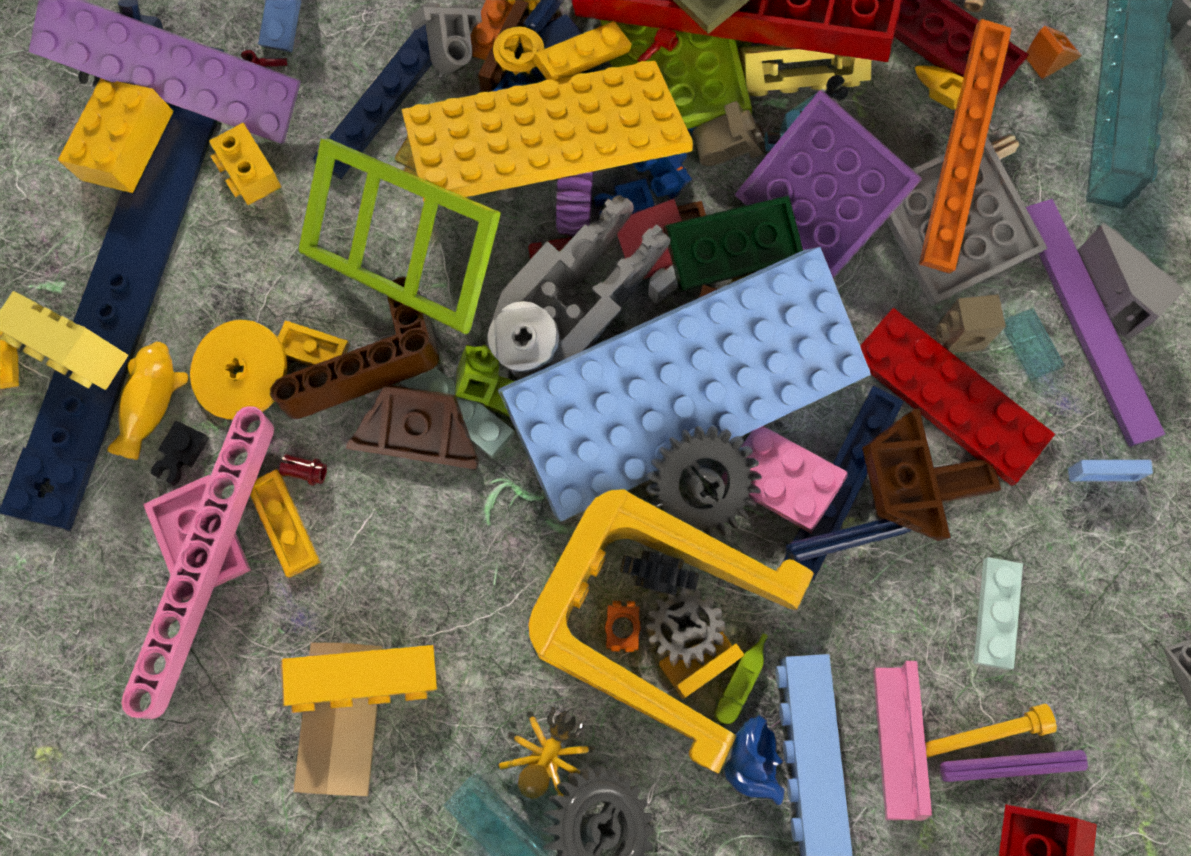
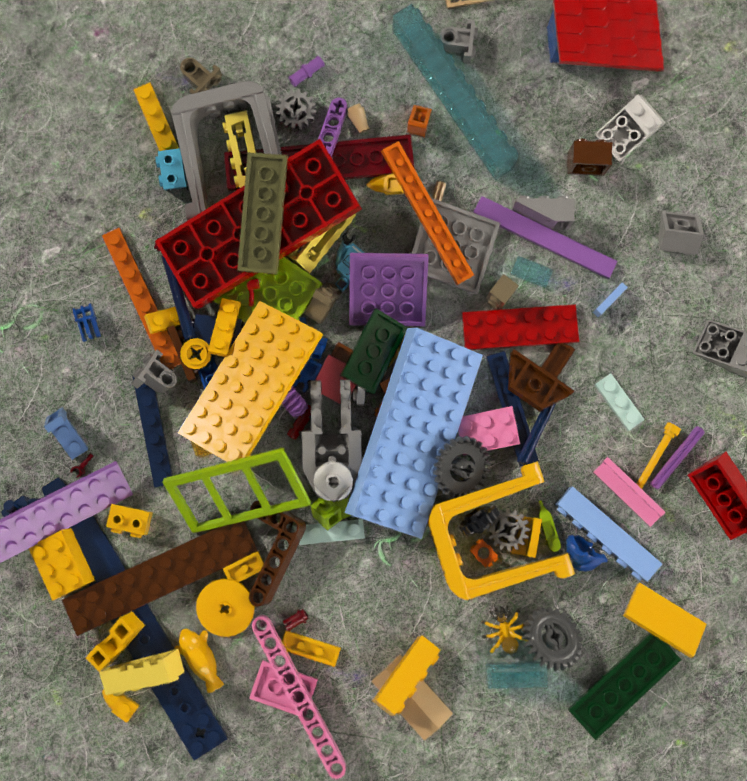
camera: 45 degrees left, 10 degrees up
(91, 271) = (121, 635): none -> yellow arch
(181, 447) = (237, 661): black plate -> none
(205, 257) = (158, 576): none -> reddish brown plate
(416, 427) = (323, 558): reddish brown wing -> none

